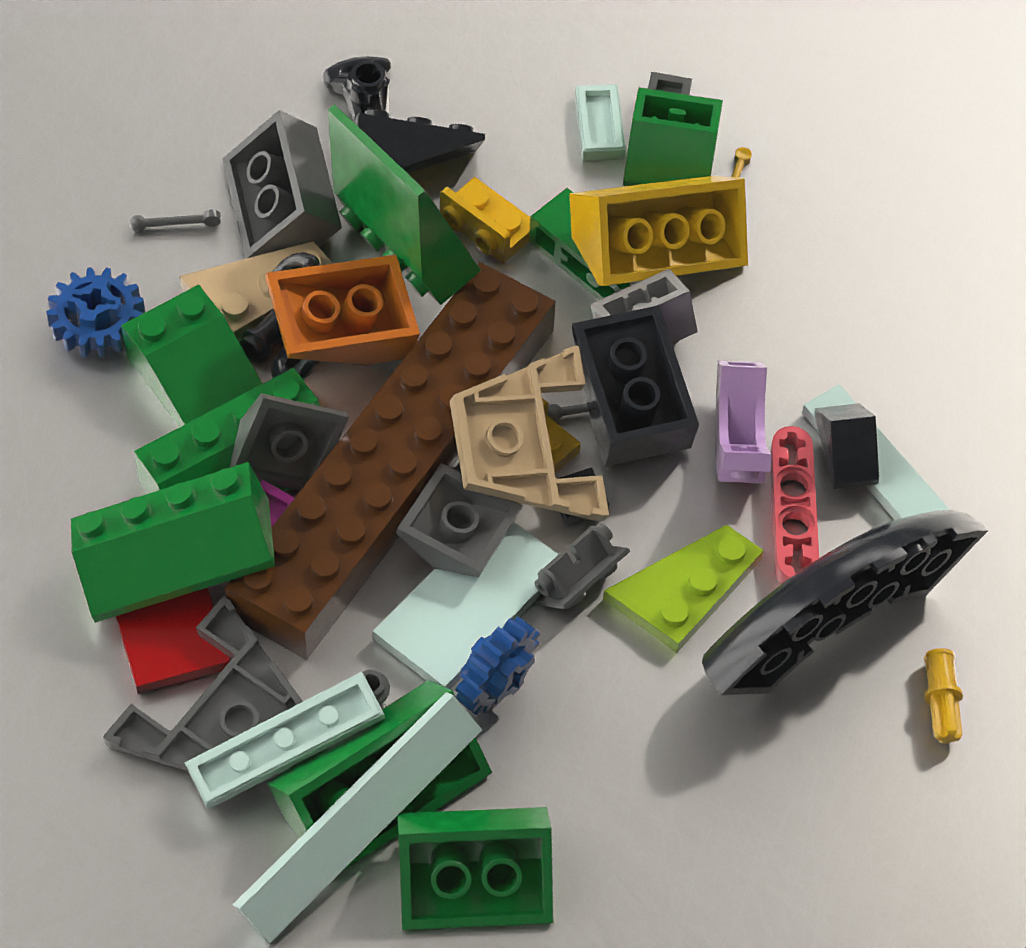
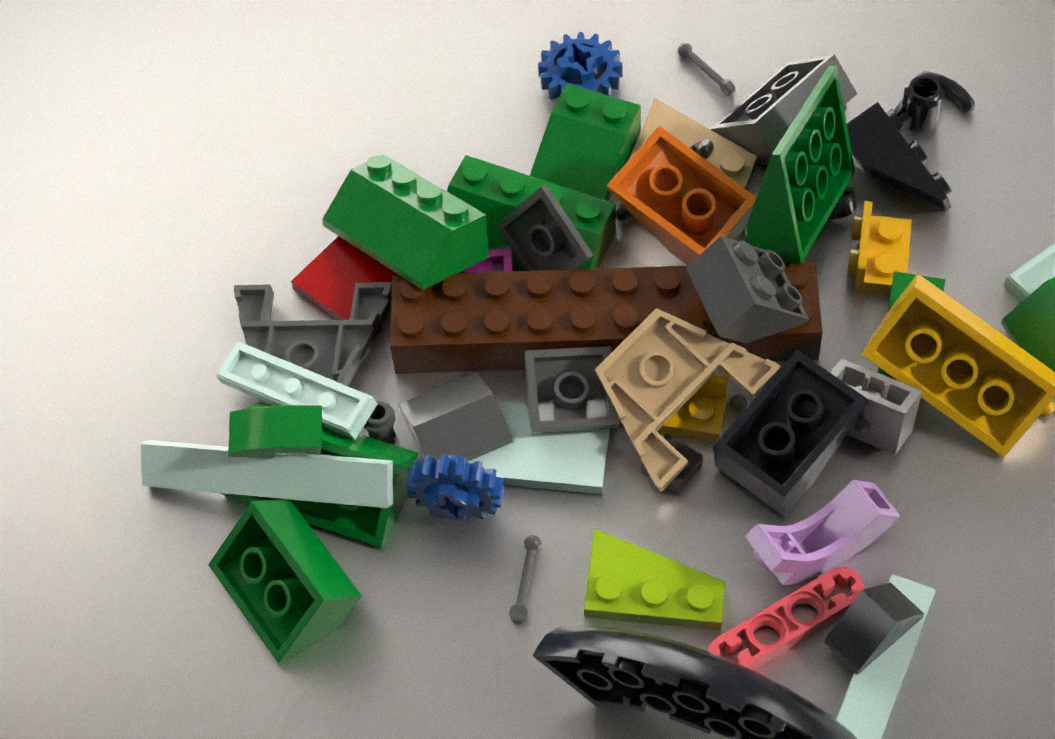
camera: 65 degrees right, 0 degrees up
(345, 768) = (273, 429): none -> green slope
(415, 632) = (457, 420): none -> dark grey slope
(487, 321) = (746, 291): none -> dark grey slope
(566, 582) = (613, 504): dark grey hinge -> none
(639, 698) = (518, 612): none -> dark grey hinge

